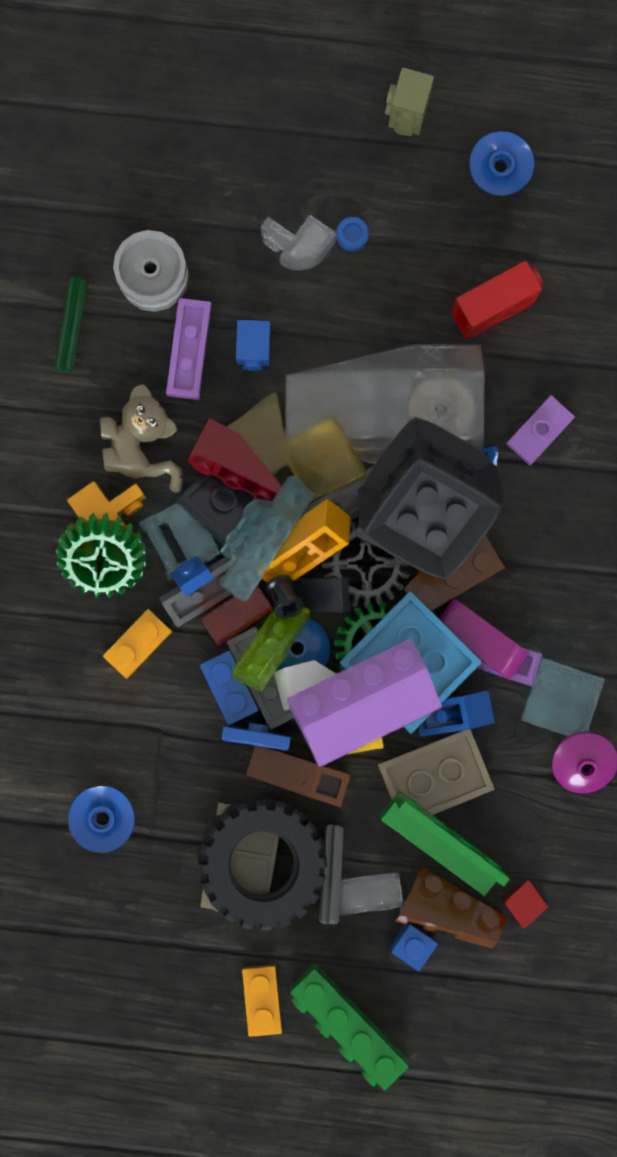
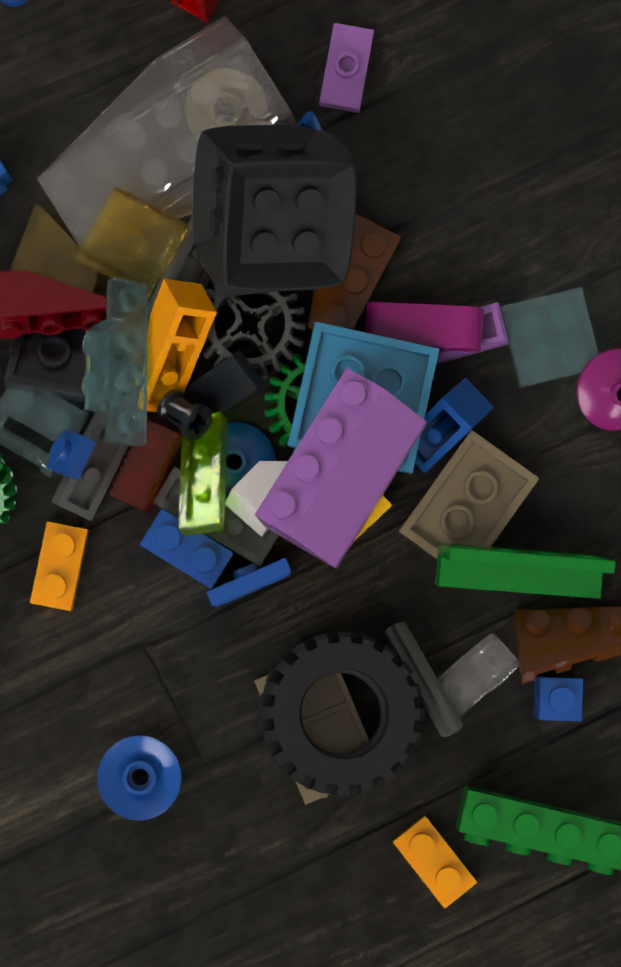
camera: 35 degrees left, 0 degrees up
(299, 775) = (320, 595): reddish brown slope -> none

